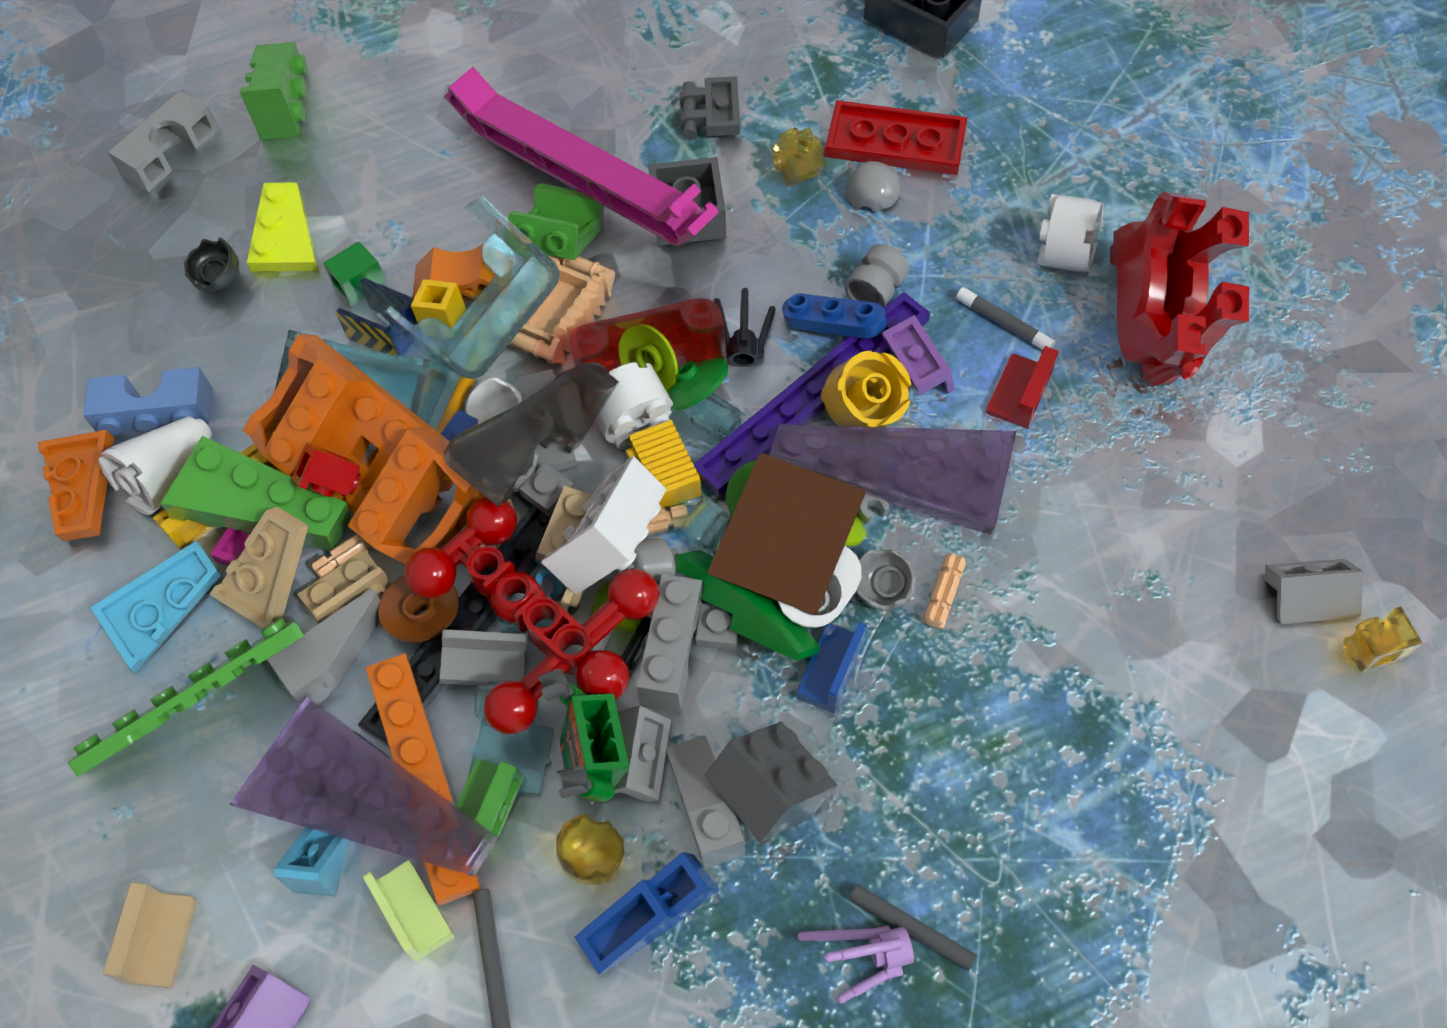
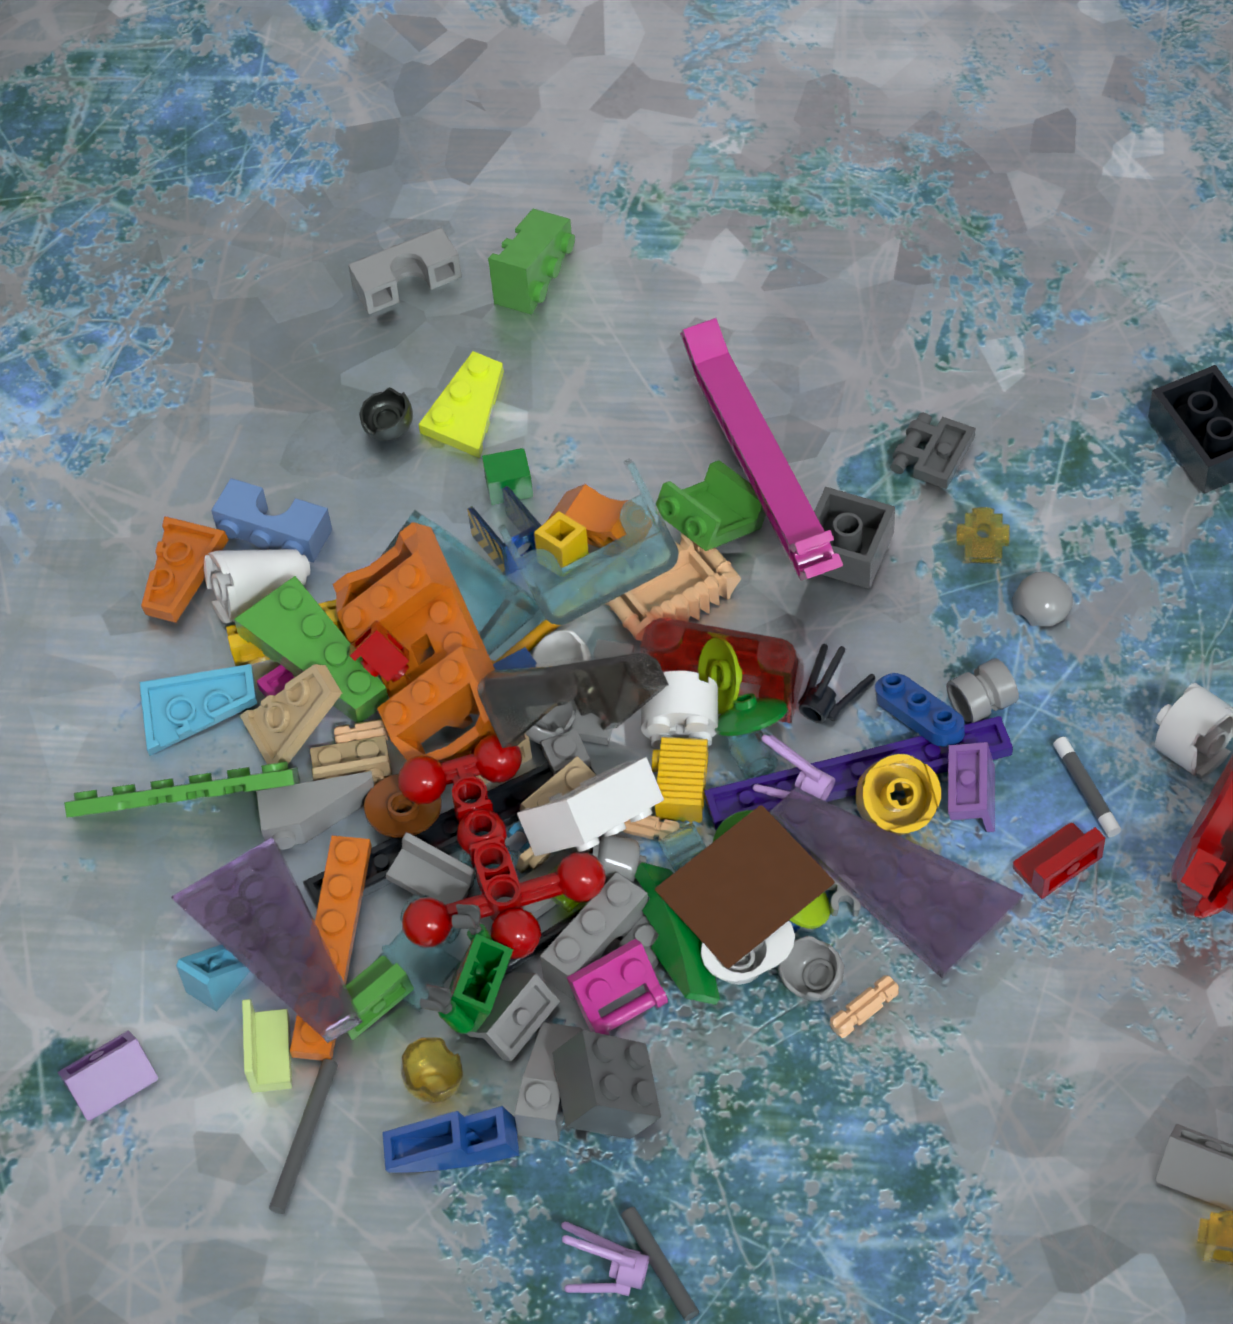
camera: 30 degrees right, 5 degrees down
(150, 937) = (62, 971): tan panel -> none
(712, 678) = (611, 979): none -> dark pink plate
(785, 412) = (809, 780): none -> lavender plant
(831, 667) = (724, 1023): blue panel -> none
(896, 137) = (1100, 557): red tile -> none

